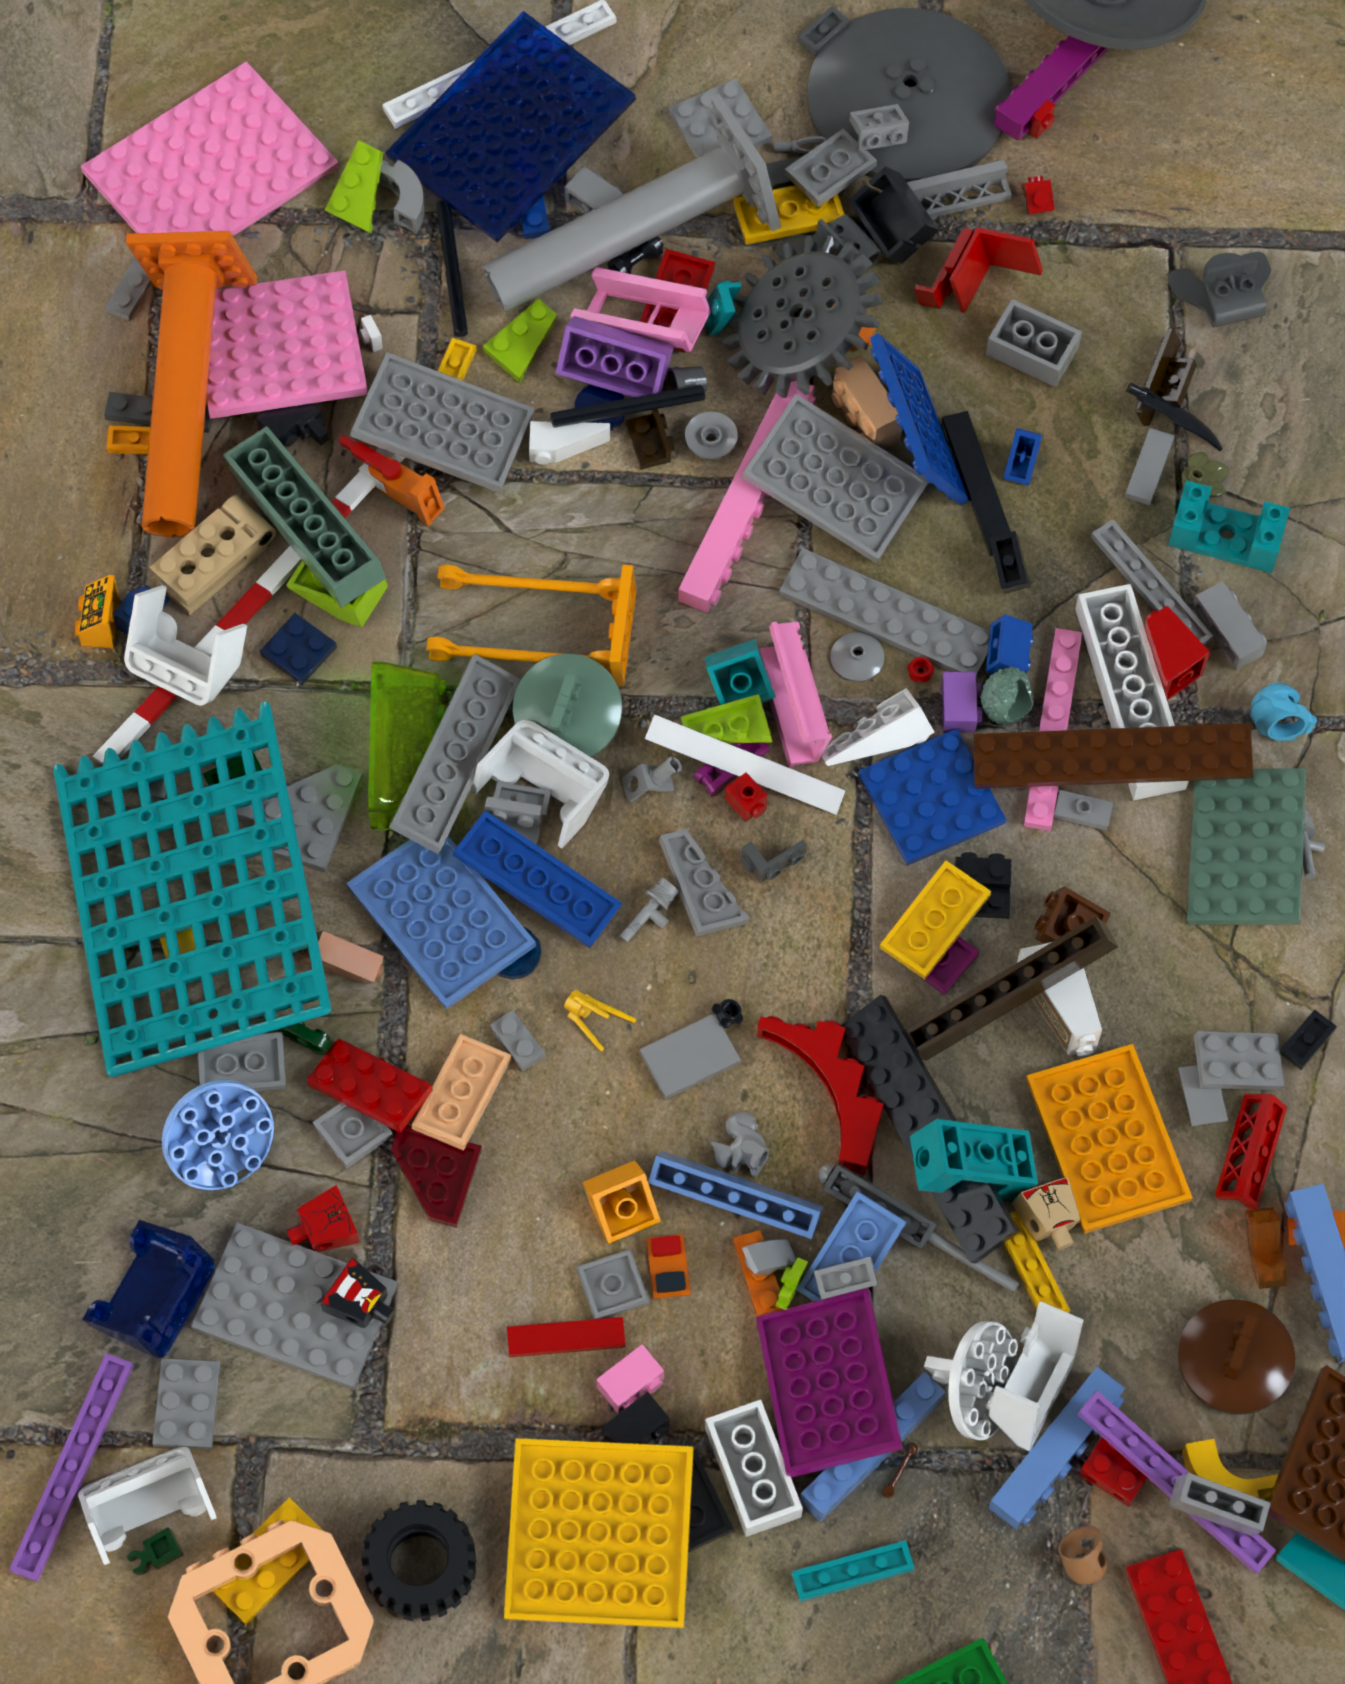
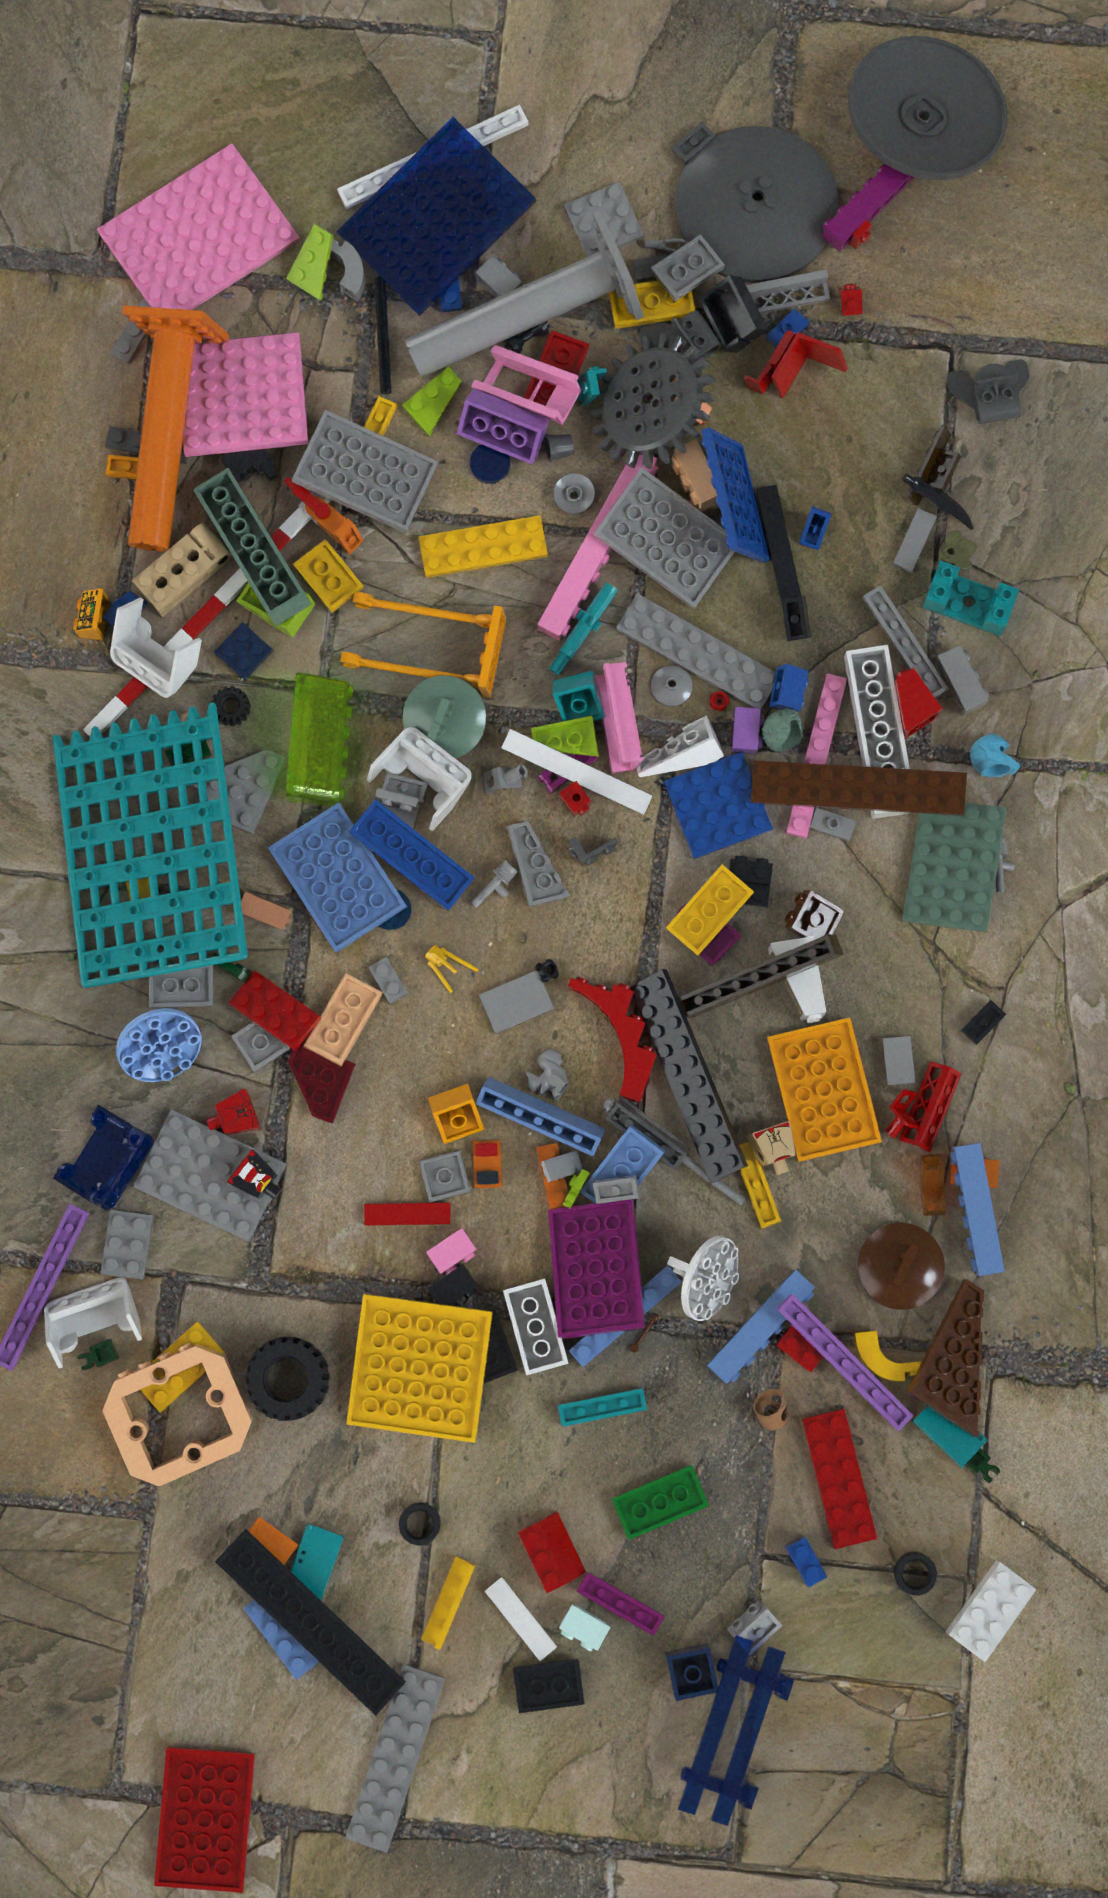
camera: 10 degrees right, 15 degrees up
(295, 701) = (240, 714): none -> black tyre
(370, 333) = (314, 389): white plate -> none
(404, 551) = (328, 576): none -> yellow plate
(453, 754) = (356, 750): light grey plate -> none
(560, 443) = (452, 491): white slope -> none
(599, 506) = (483, 546): none -> yellow plate
(627, 406) = (510, 467): black axle -> none
(650, 439) = (525, 493): dark brown bracket -> none
(741, 585) = (587, 621): none -> teal piece
(880, 127) = (729, 236): light grey bracket -> none
(960, 1151) = (702, 1106): teal plate -> none
(967, 220) = (793, 322): none -> blue plate
(1033, 343) = (833, 431): light grey brick -> none
(1038, 1375) = (748, 1278): white windscreen -> none
(1215, 1166) = (902, 1117): none -> red bracket
(1219, 1504) = (874, 1385): light grey brick -> none
(1238, 1060) = (928, 1036): light grey plate -> none

